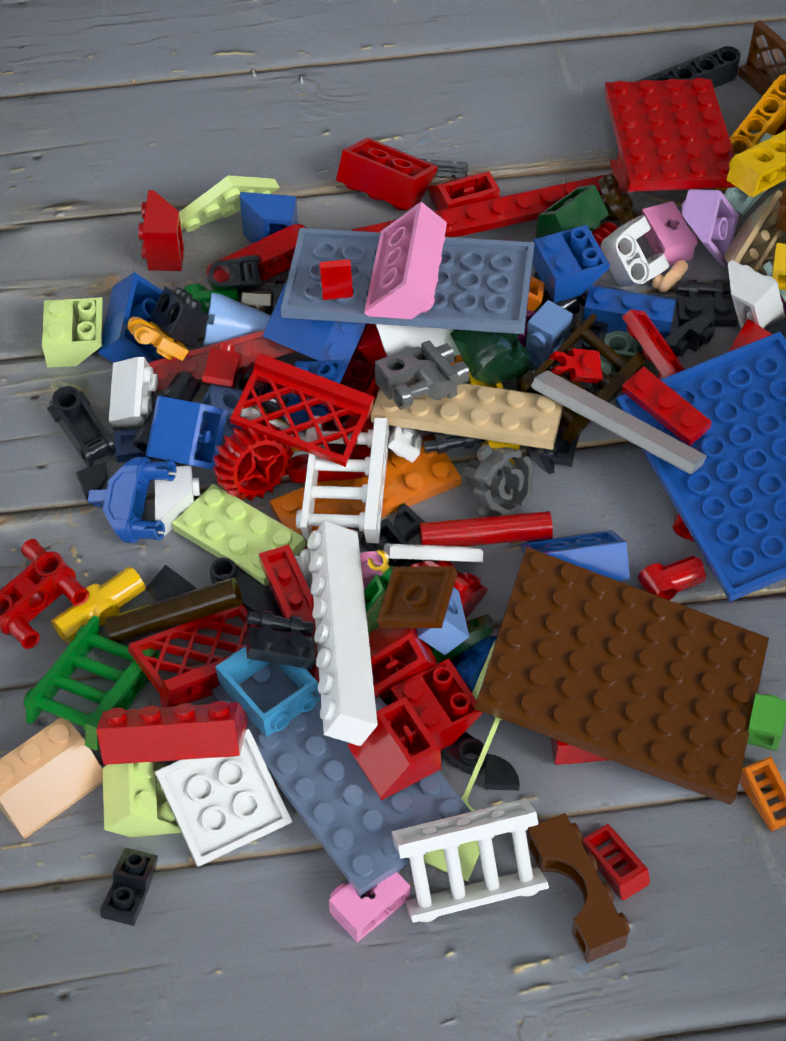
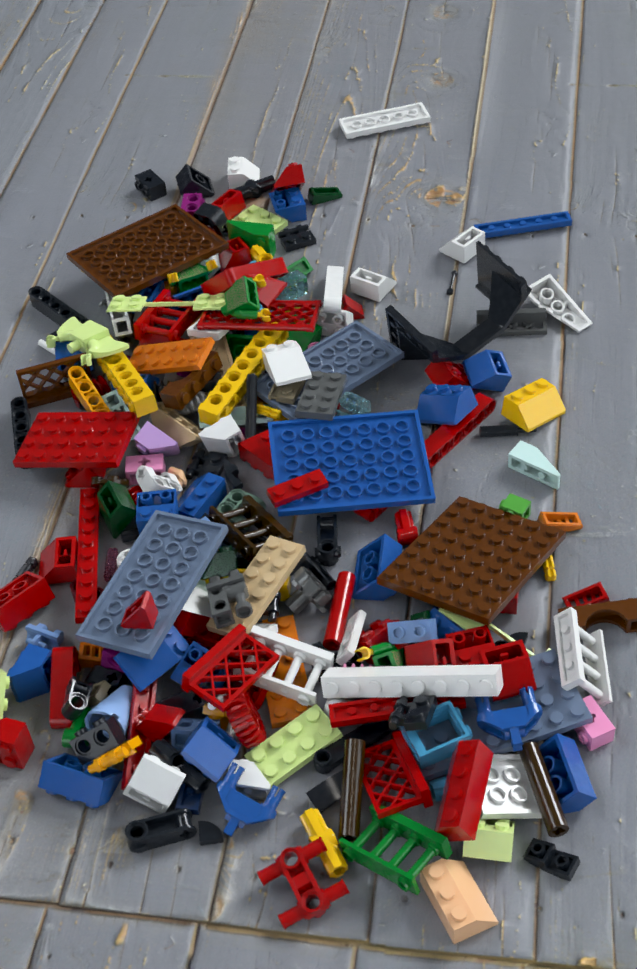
camera: 70 degrees left, 10 degrees down
(71, 330) = (68, 821): yellowish green slope -> none
(226, 847) = (543, 790): none -> dark brown piece
(264, 874) = (567, 773): none -> blue slope
(309, 777) = (511, 722): none -> blue connector
(334, 217) = (42, 637): none -> medium blue hips
(407, 265) = (142, 570): bright pink slope -> none
(417, 597) = (406, 631): reddish brown tile -> none
(556, 486) = (321, 574): none -> black axle
(580, 363) = (247, 522): red plate -> none
(614, 483) = (327, 541): none -> black piece
(619, 422) = (300, 512): light grey tile -> none
(653, 344) = (244, 488): red plate -> none
(665, 794) = (548, 568): none -> yellow axle

